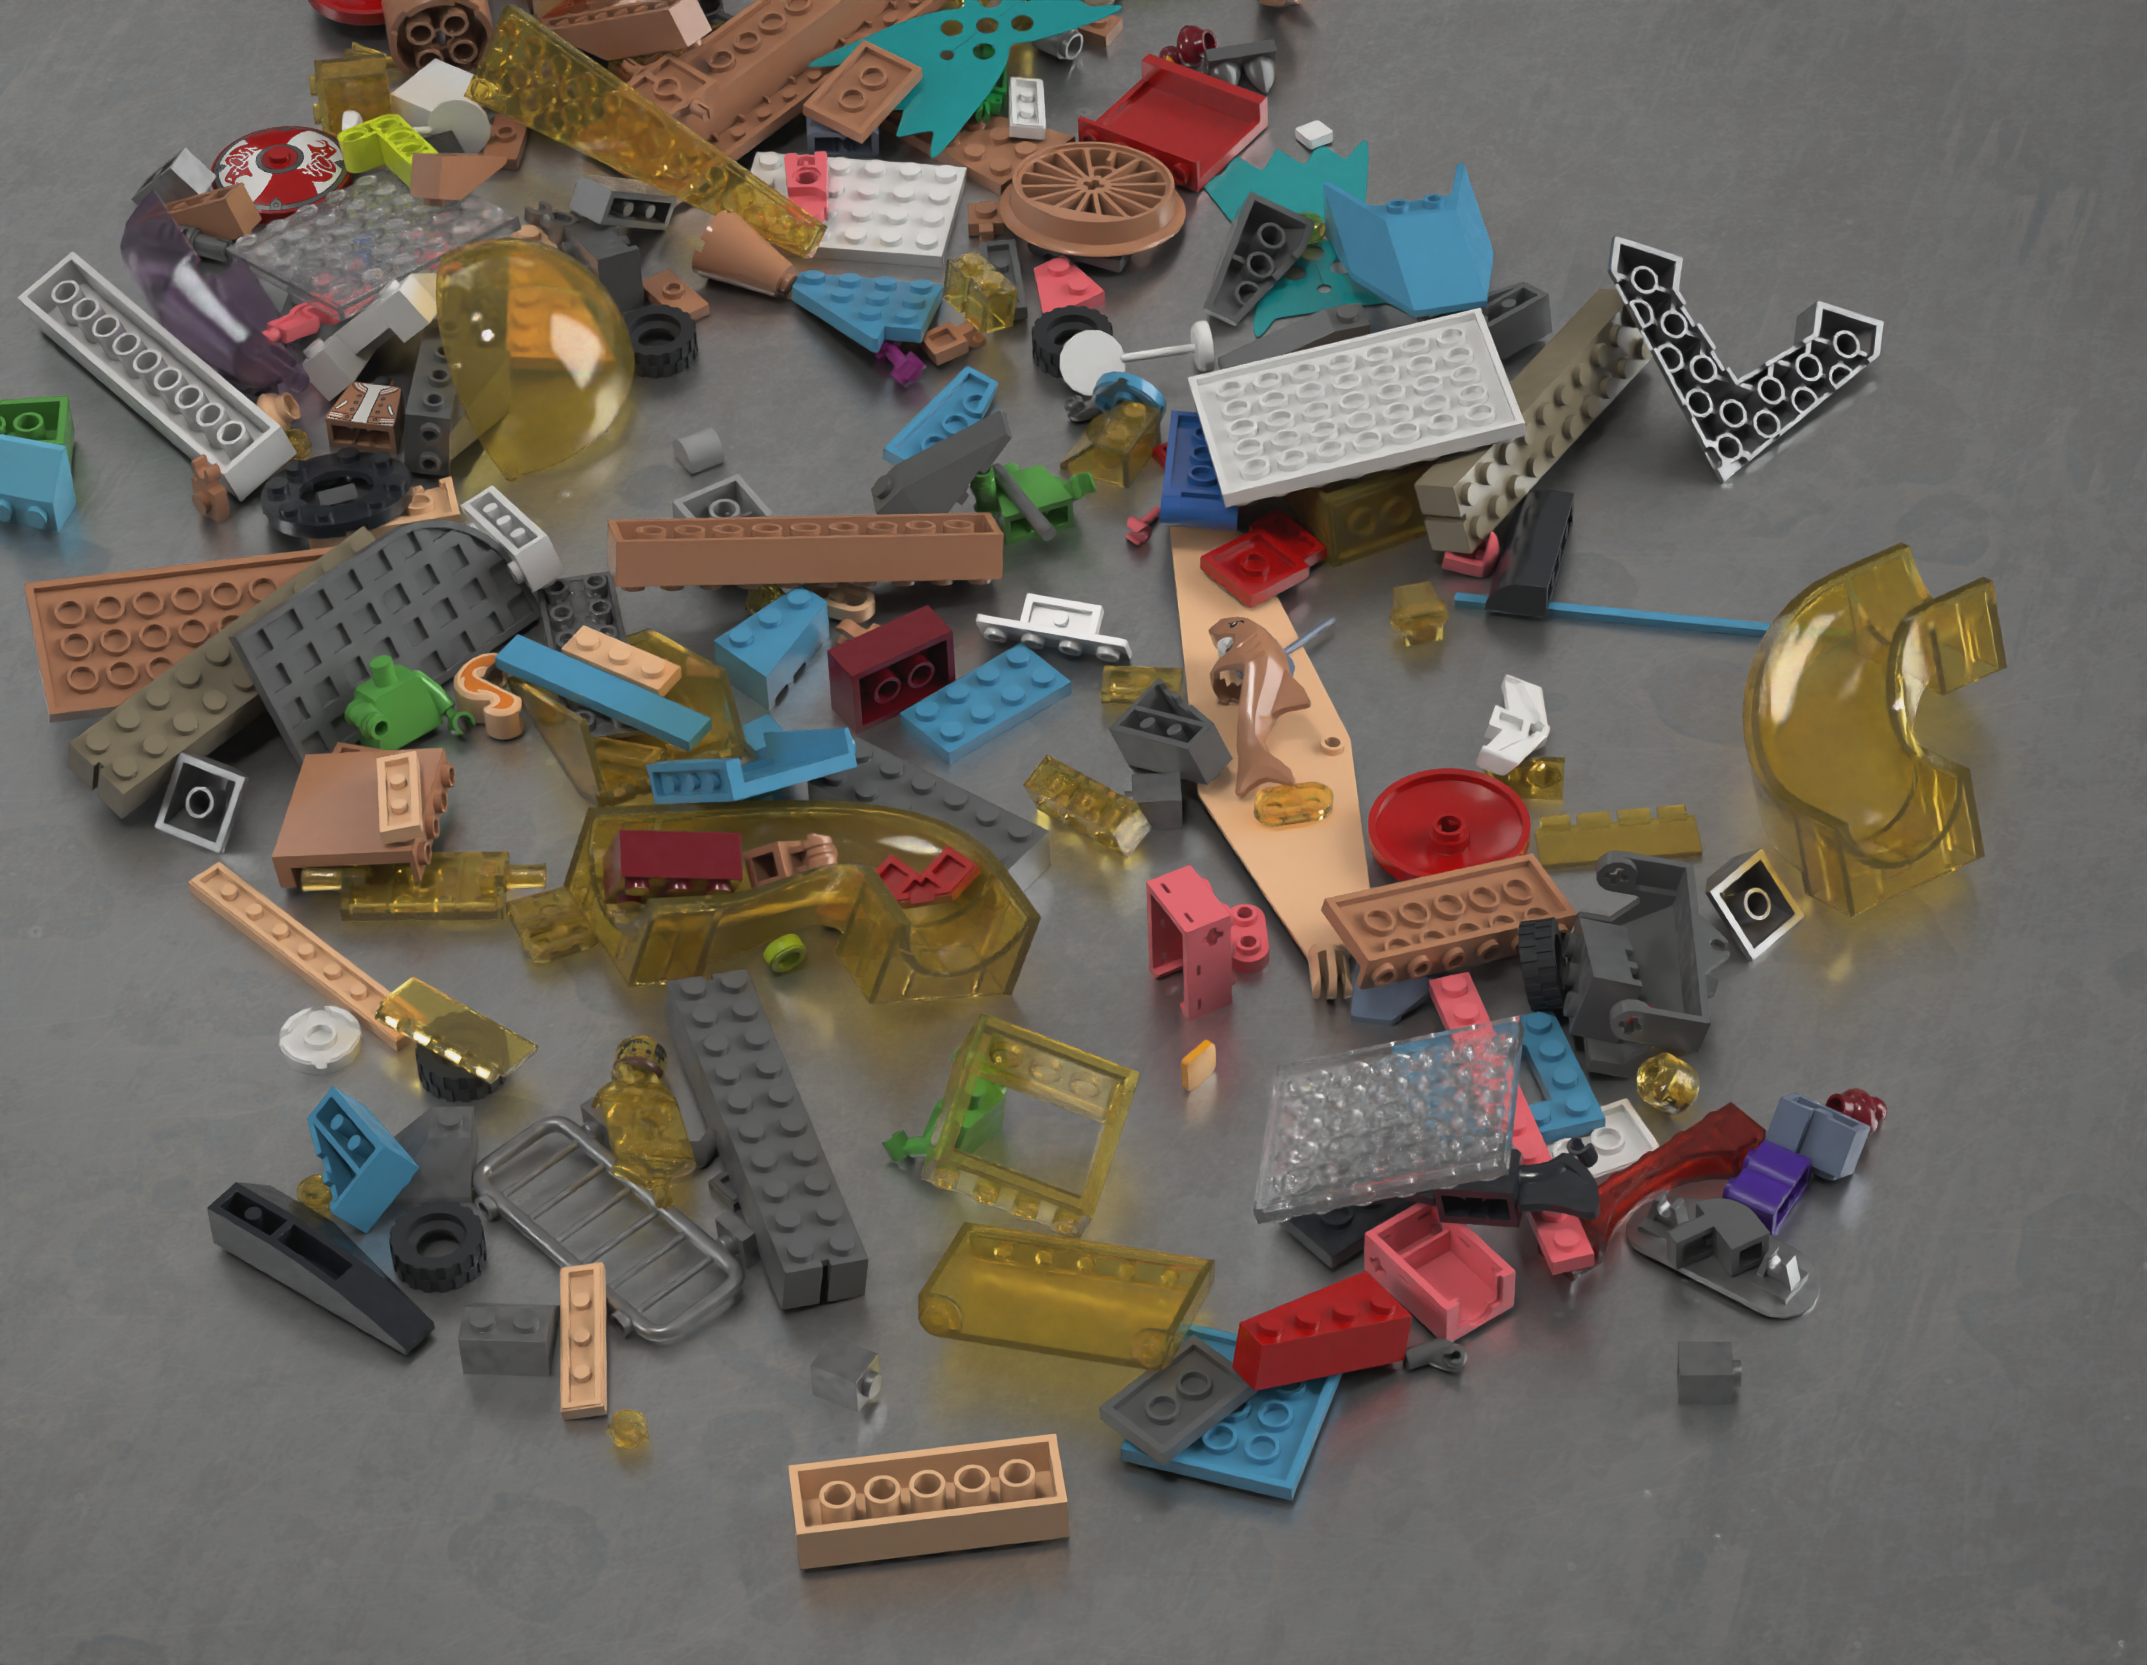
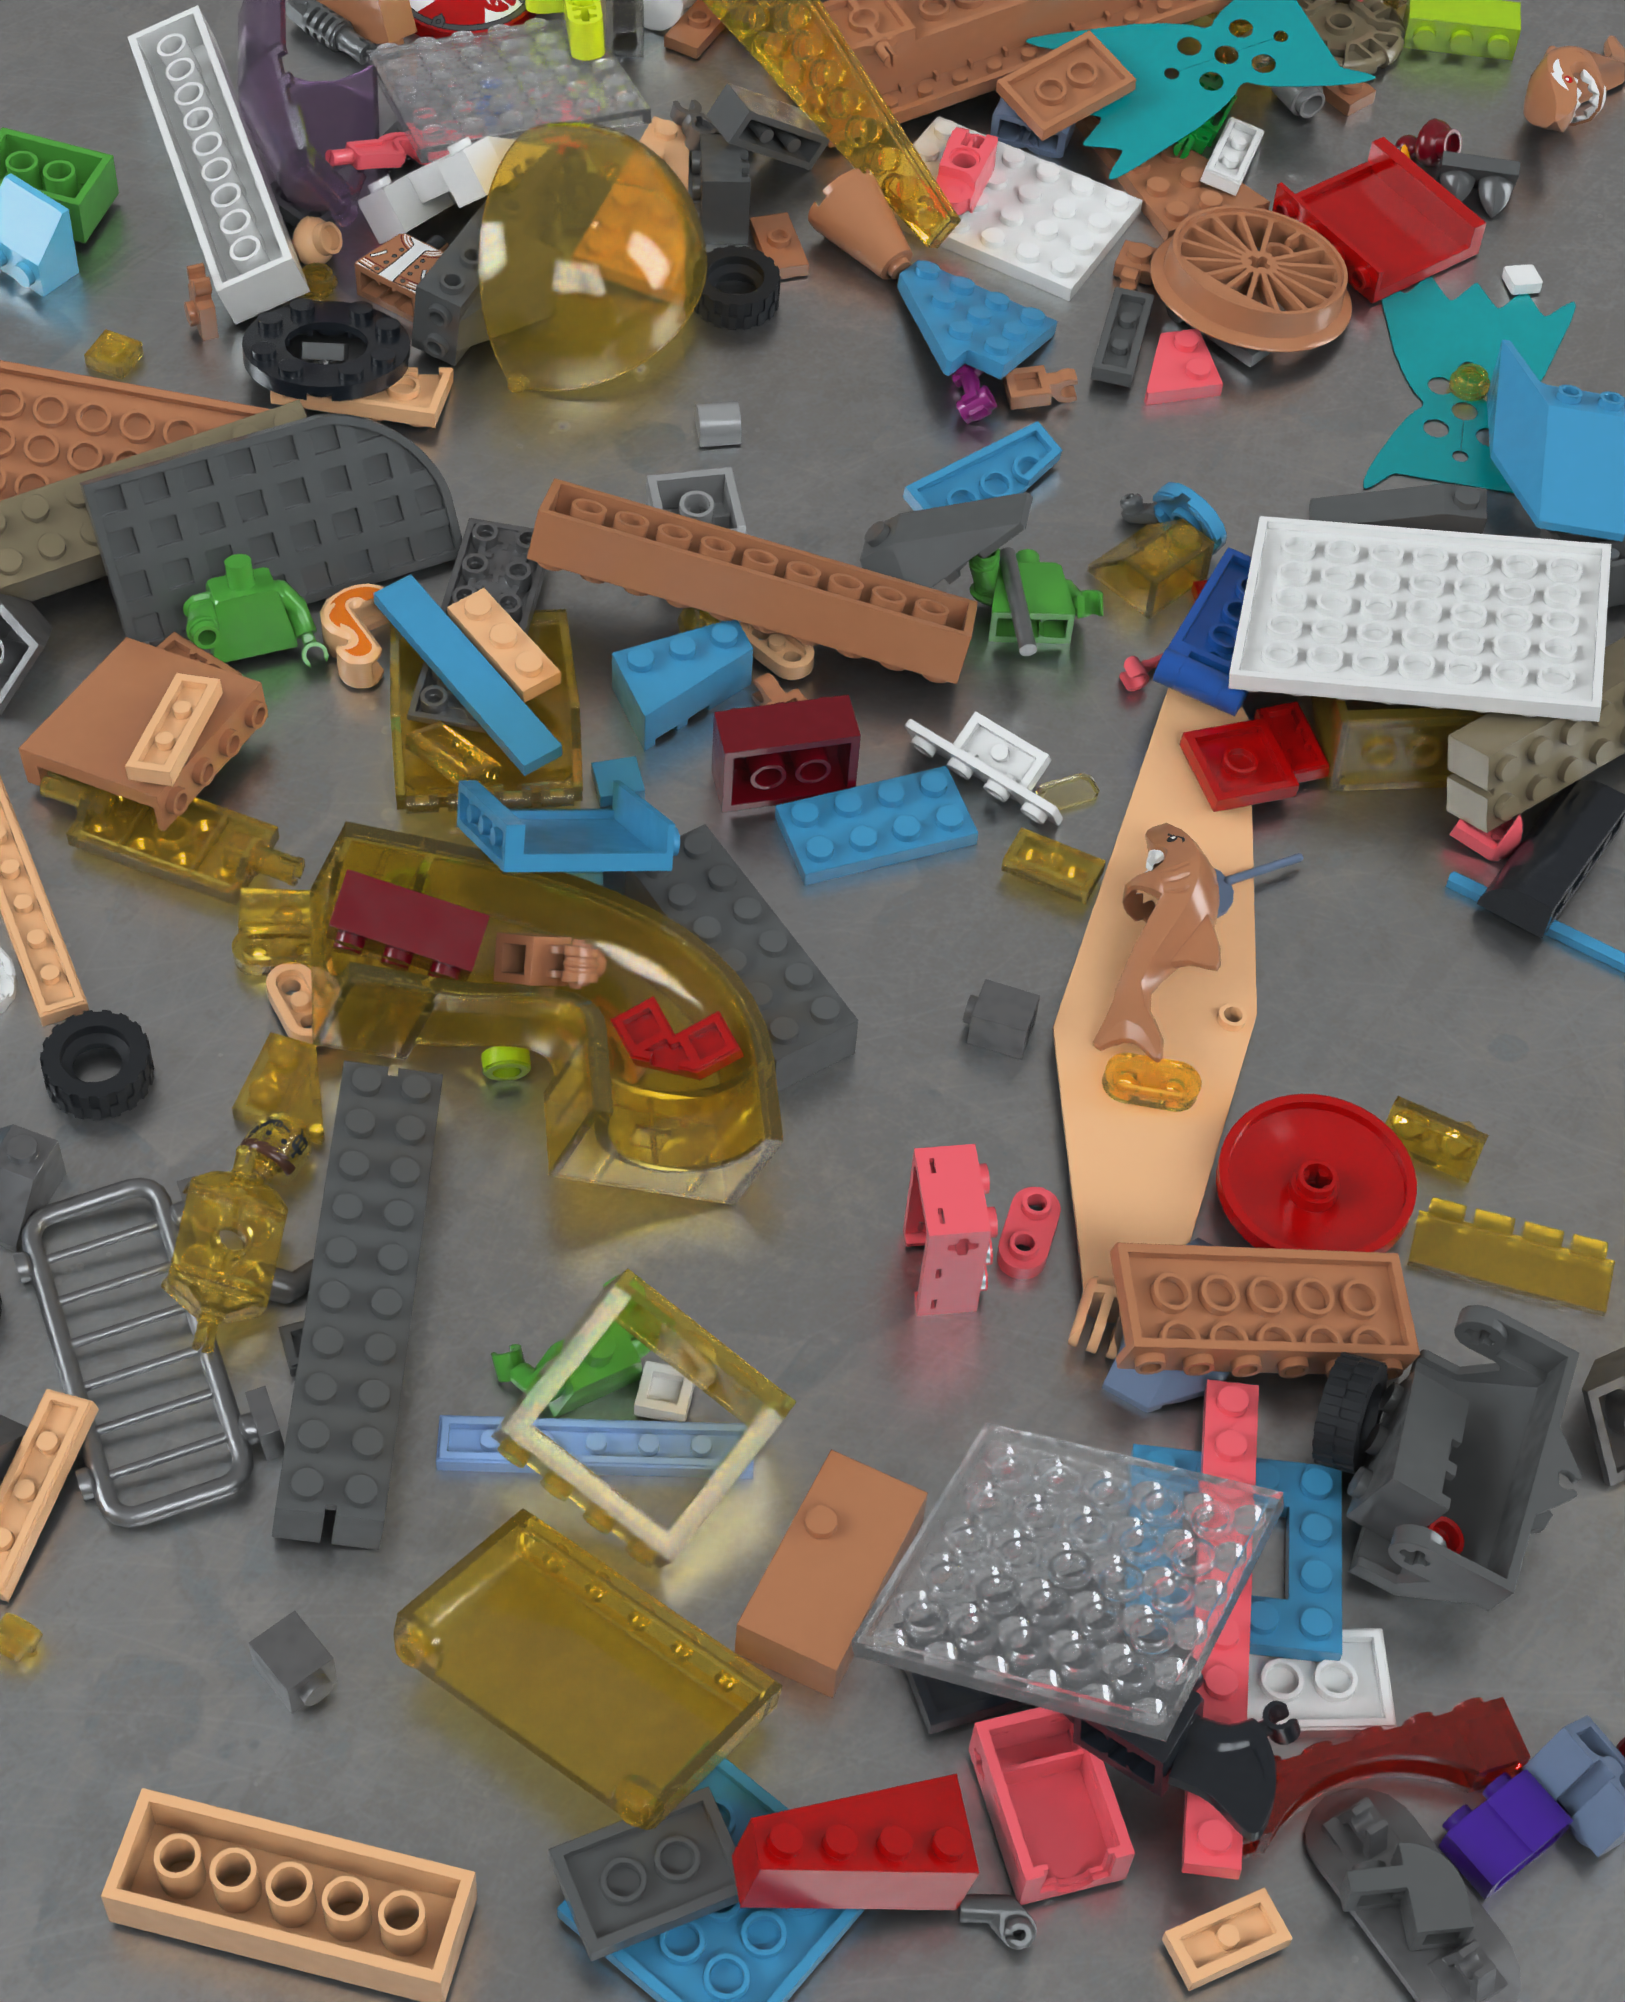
camera: 15 degrees right, 10 degrees up
(150, 553) = (113, 354): none -> clear yellow plate
(450, 175) = (605, 43): nougat slope -> none
(454, 1031) = (95, 1033): clear yellow windscreen -> none
(526, 544) = (464, 464): white brick -> none
(592, 966) = (295, 1009): none -> light nougat plate
(612, 1019) = (284, 1081): none -> clear yellow wing
(979, 292) = (1084, 344): clear yellow piece -> none
(1027, 1125) = (663, 1393): none -> white plate
(1044, 1161) = (599, 1444): none -> light blue tile
(1062, 324) = (1159, 454): black tyre -> none
(1087, 806) = (920, 1000): clear yellow brick -> none
(1096, 353) = (1181, 457): white piece -> none
(1130, 628) = (1069, 790): none -> clear yellow piece
(1170, 736) = (1047, 947): dark grey wedge -> none
(1198, 1065) = (895, 1388): light orange piece -> none
(1212, 1187) = (829, 1572): none -> nougat brick
(1255, 255) = (1400, 396): dark grey wedge -> none
(1418, 613) = (1397, 885): clear yellow brick -> none
(1515, 729) = (1447, 1075): white plate -> none
(1601, 1312) = (1226, 1939): none -> light nougat plate
(1668, 1083) = (1437, 1635): clear yellow head -> none

